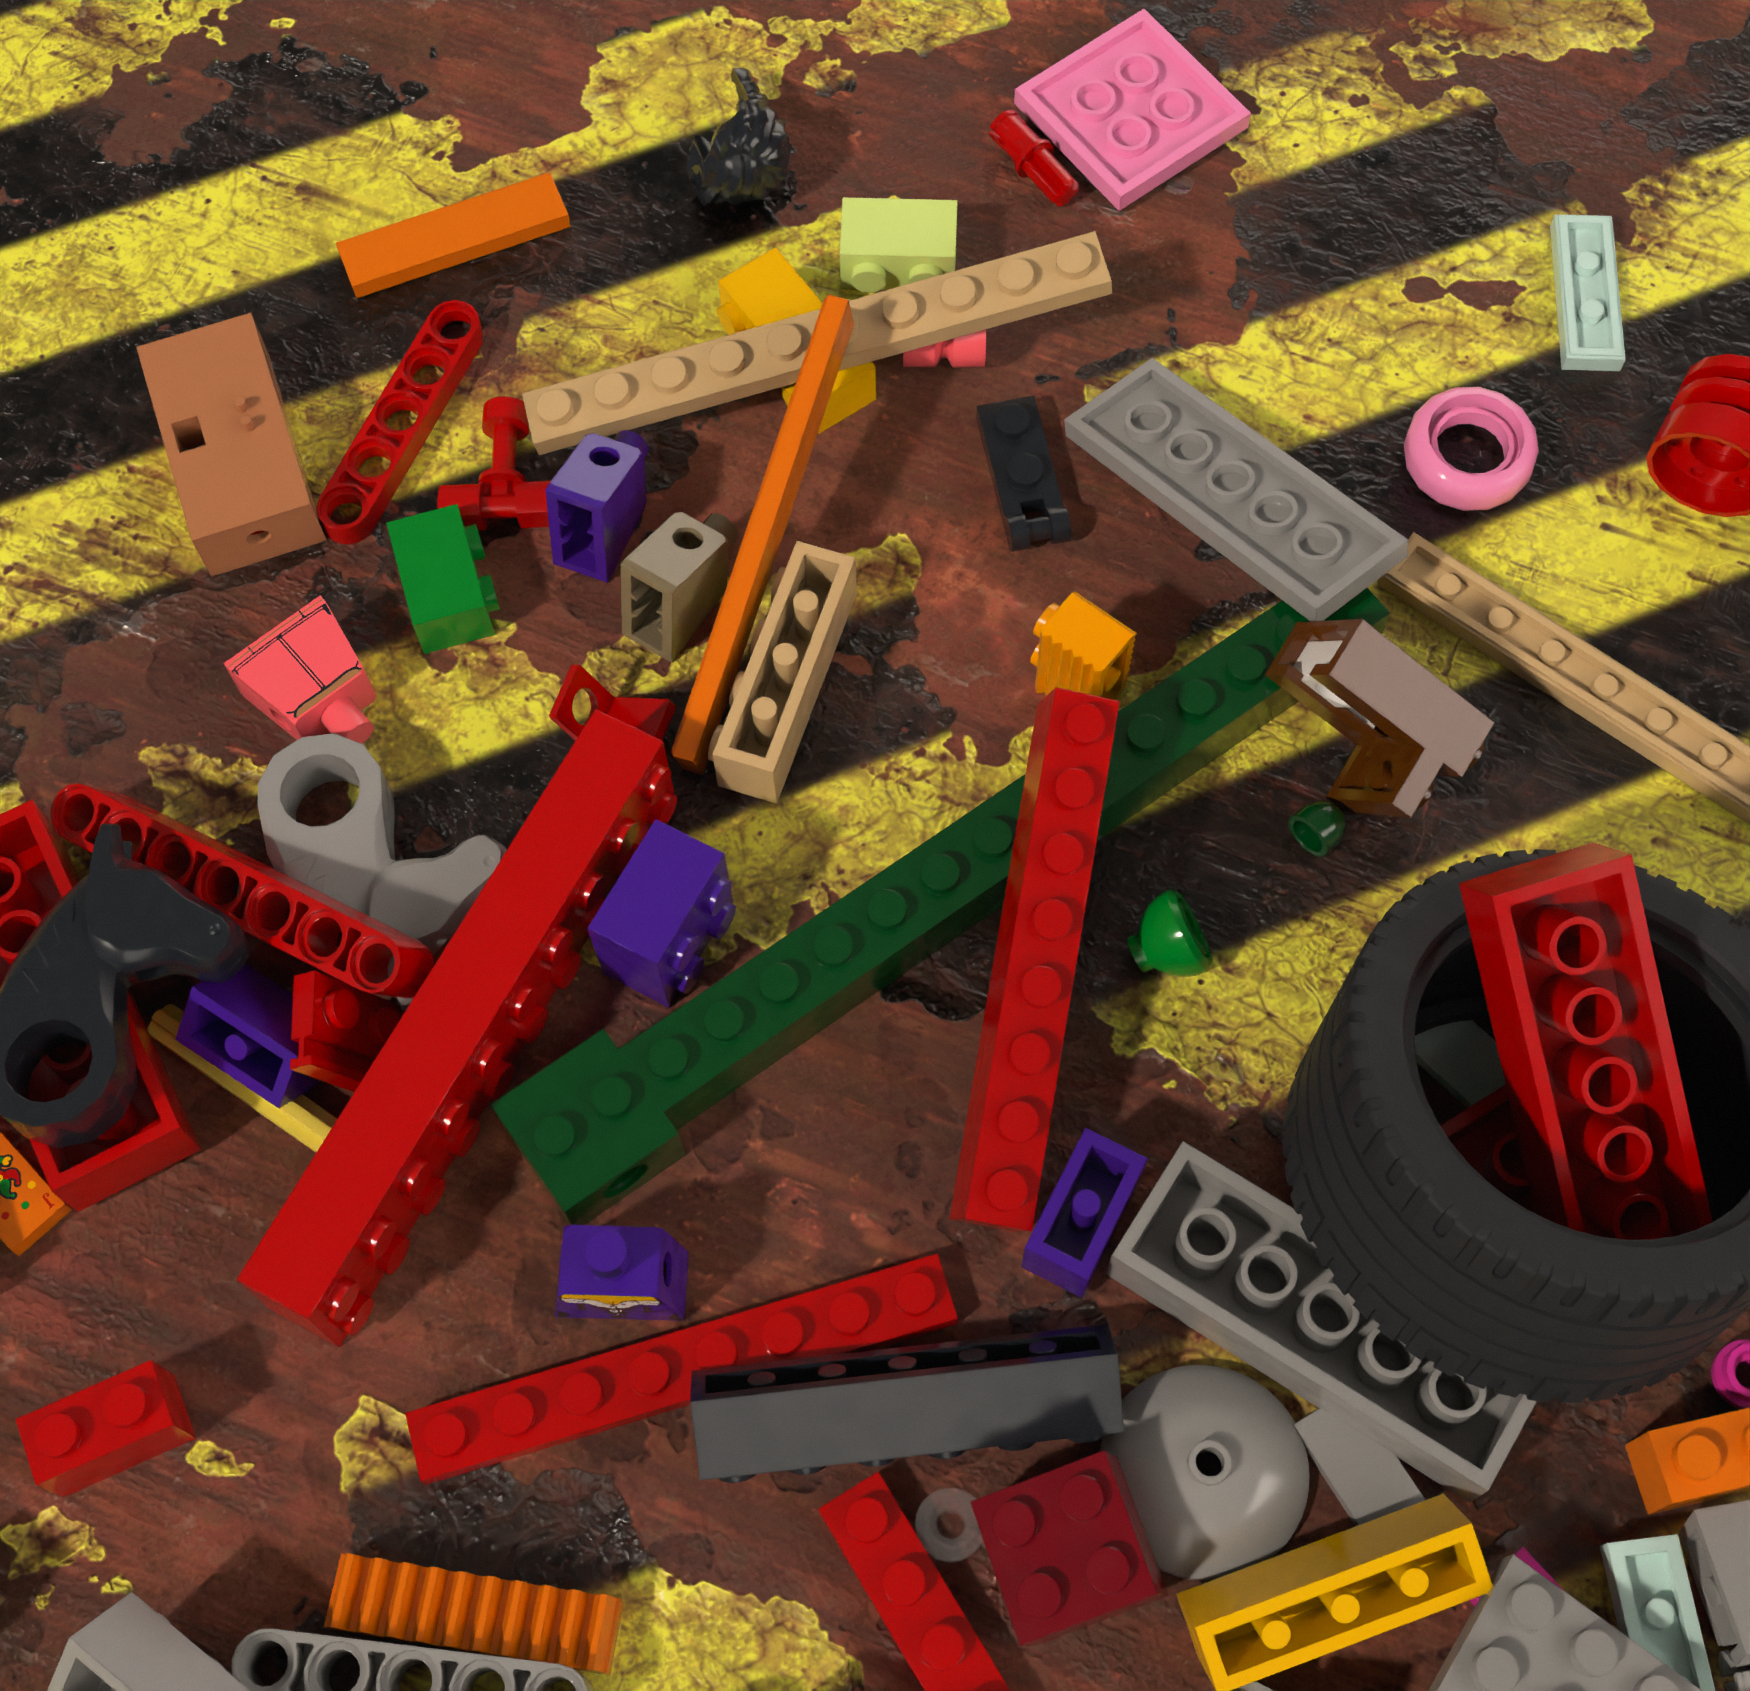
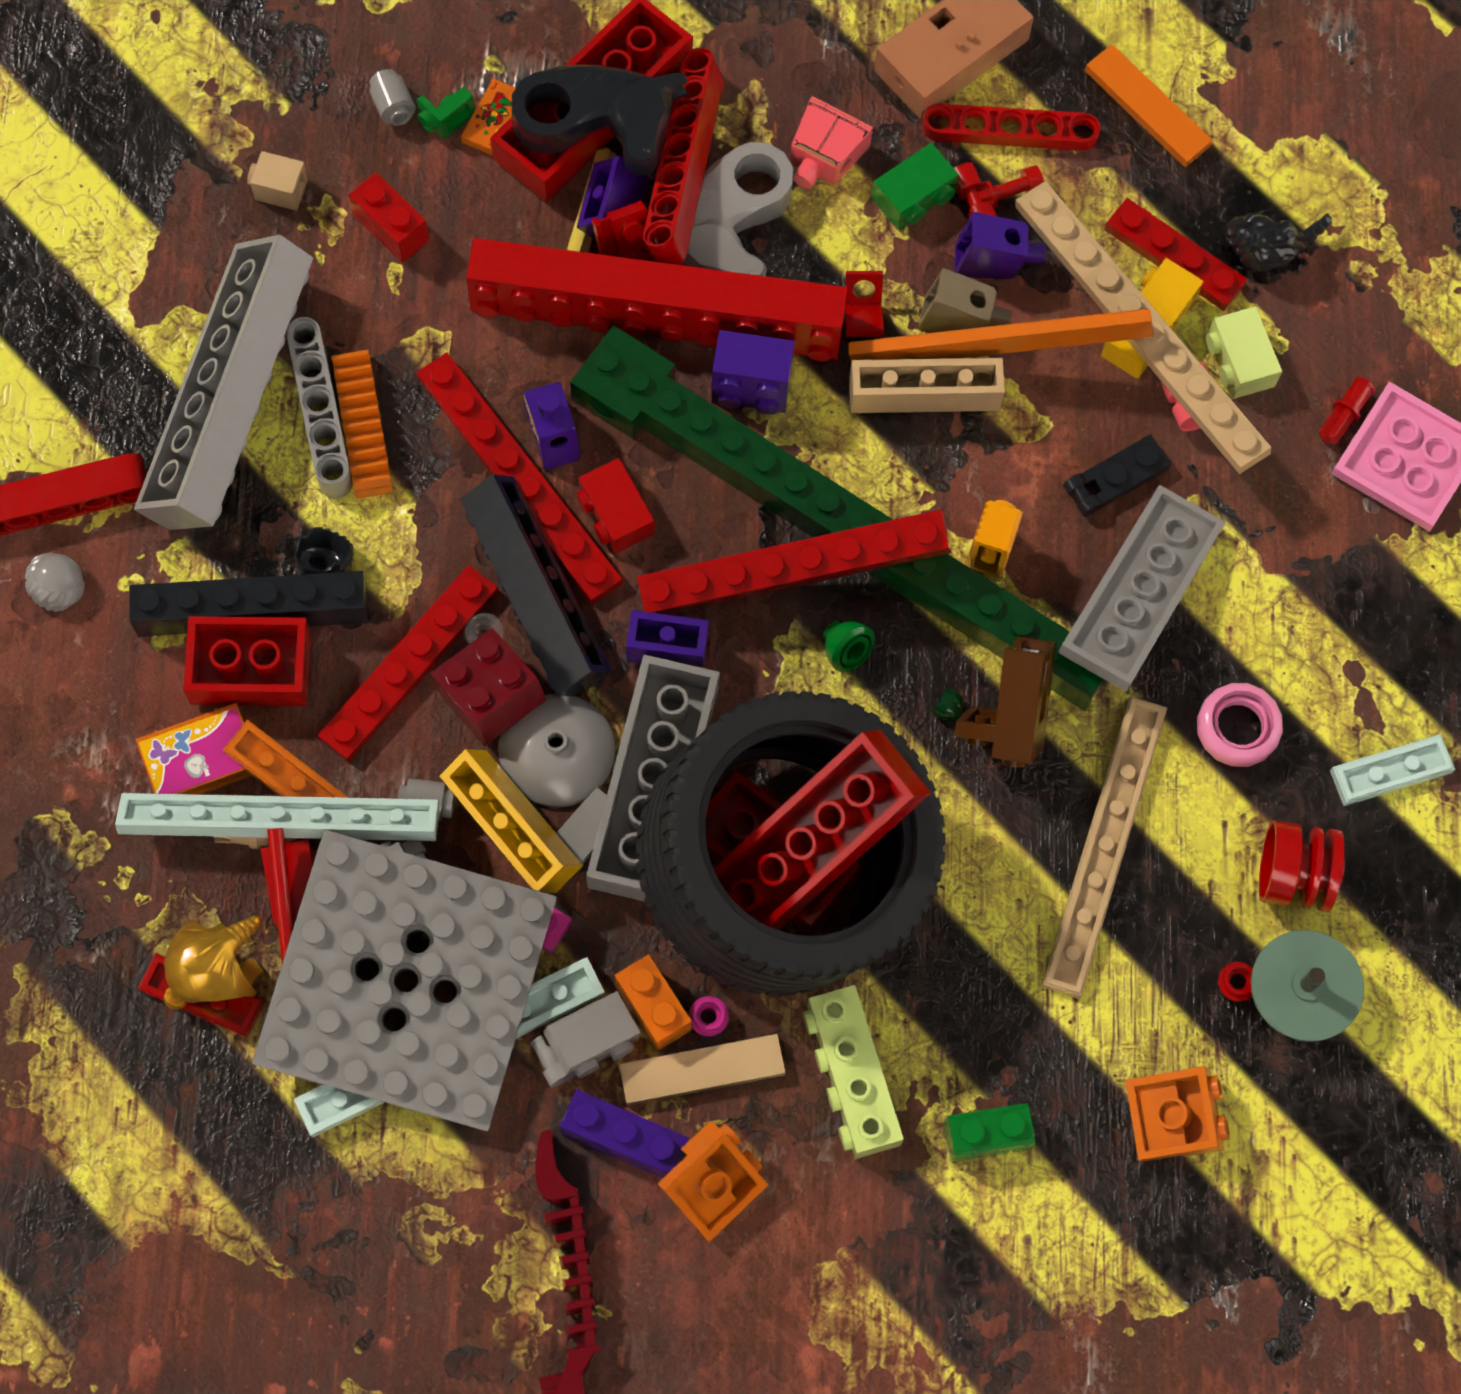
camera: 65 degrees right, 5 degrees up
(690, 285) = (1159, 241): none -> red plate
(805, 1220) = (615, 506): none -> red brick

